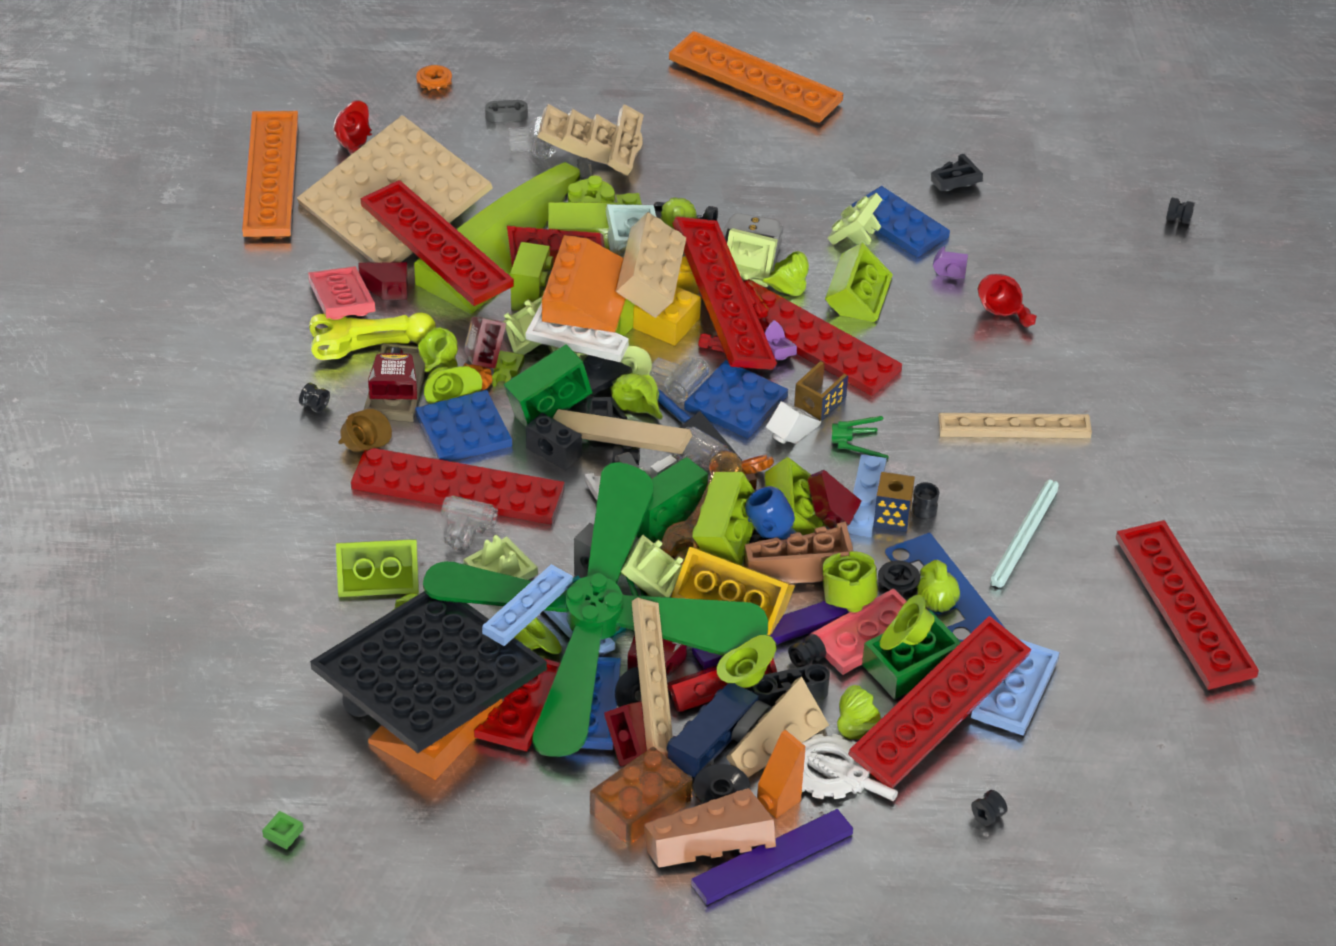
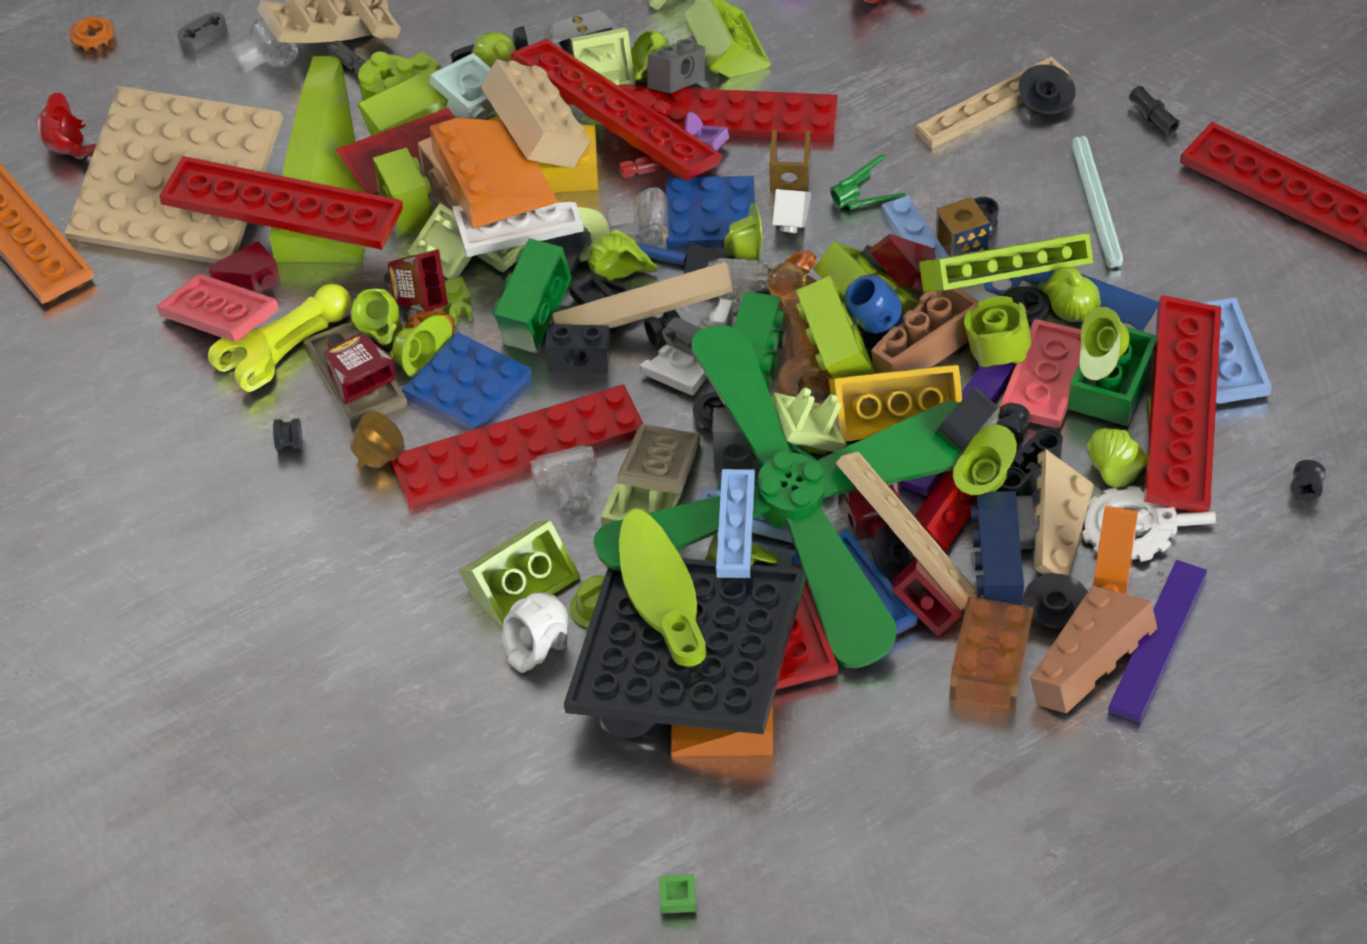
camera: 30 degrees left, 5 degrees up
(348, 603) = (547, 624): none -> white helmet
(440, 618) = (660, 586): none -> lime plant
(530, 540) = (659, 459): none -> dark tan tile
(732, 426) = (745, 236): none -> lime piece
(755, 621) = (967, 419): none -> black beam
(797, 285) = (676, 66): none -> dark grey brick
(898, 535) = (1005, 262): none -> lime brick
(1059, 426) = (1047, 80): none -> black dish
(1130, 491) = (1154, 110): none -> black pin

